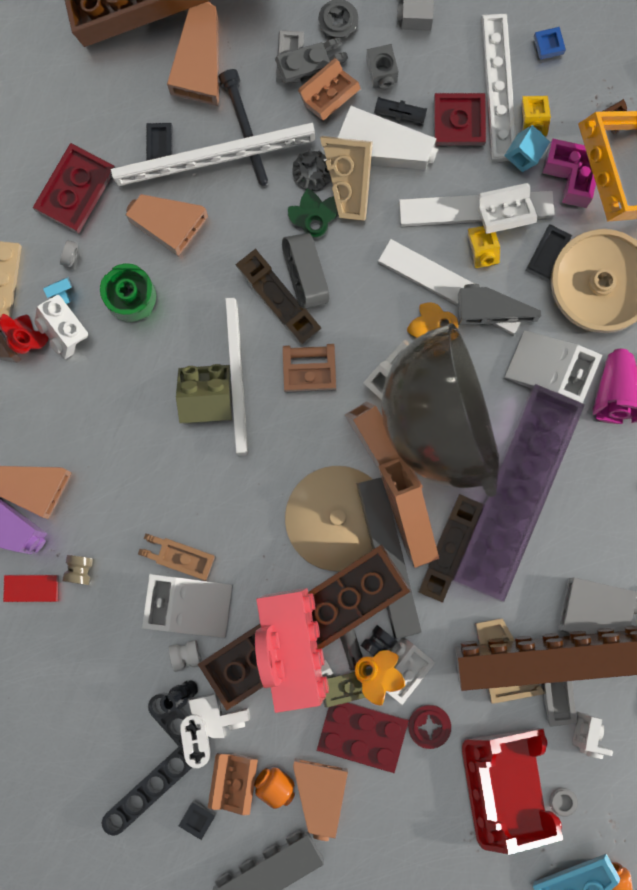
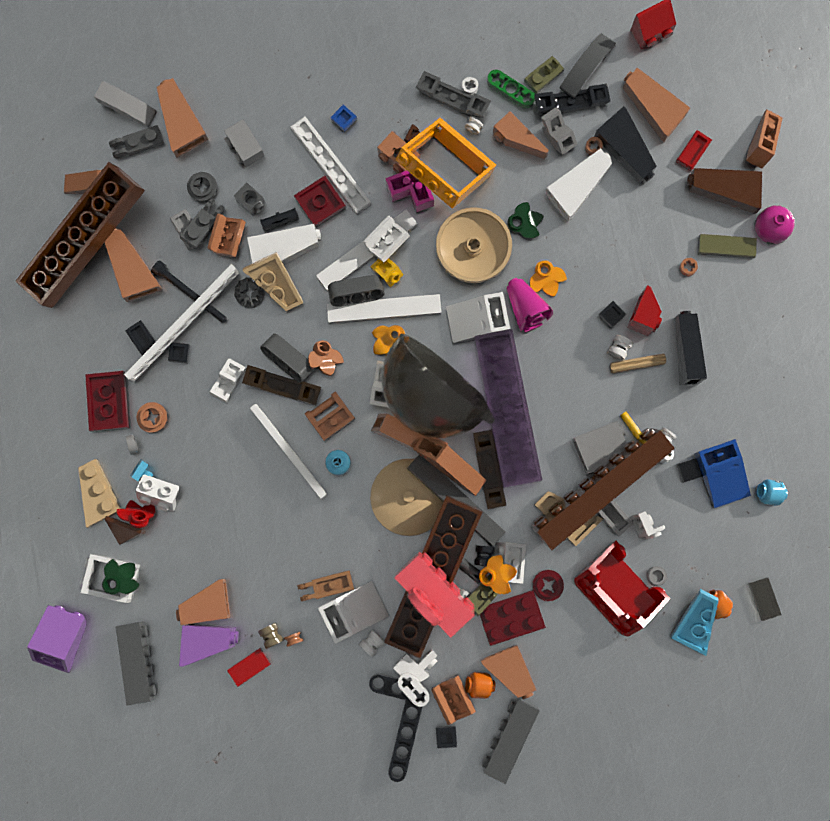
camera: 35 degrees left, 0 degrees up
(100, 590) = (293, 639): none -> nougat bush
(105, 229) = (144, 413): none -> nougat gear
(118, 282) = (175, 444): green brick -> none
(166, 220) = (179, 383): nougat slope -> none
(178, 696) = (385, 669): black pin -> none
(189, 186) = (179, 352): none -> black tile
(204, 393) = (275, 475): olive slope -> none
(222, 253) = (227, 380): none -> white slope
(283, 435) = (343, 467): none -> medium azure head
(313, 211) = (266, 317): dark green plate -> none
(347, 300) = (324, 359): none -> nougat plate
(433, 245) = (355, 290): none -> dark grey beam
(488, 306) = (415, 306): dark grey slope -> none
(527, 148) = (373, 193): medium azure brick -> none
(536, 113) = (365, 168): yellow bracket -> none
(547, 252) = (427, 246): black tile -> none
(577, 109) = (390, 146): none -> nougat brick

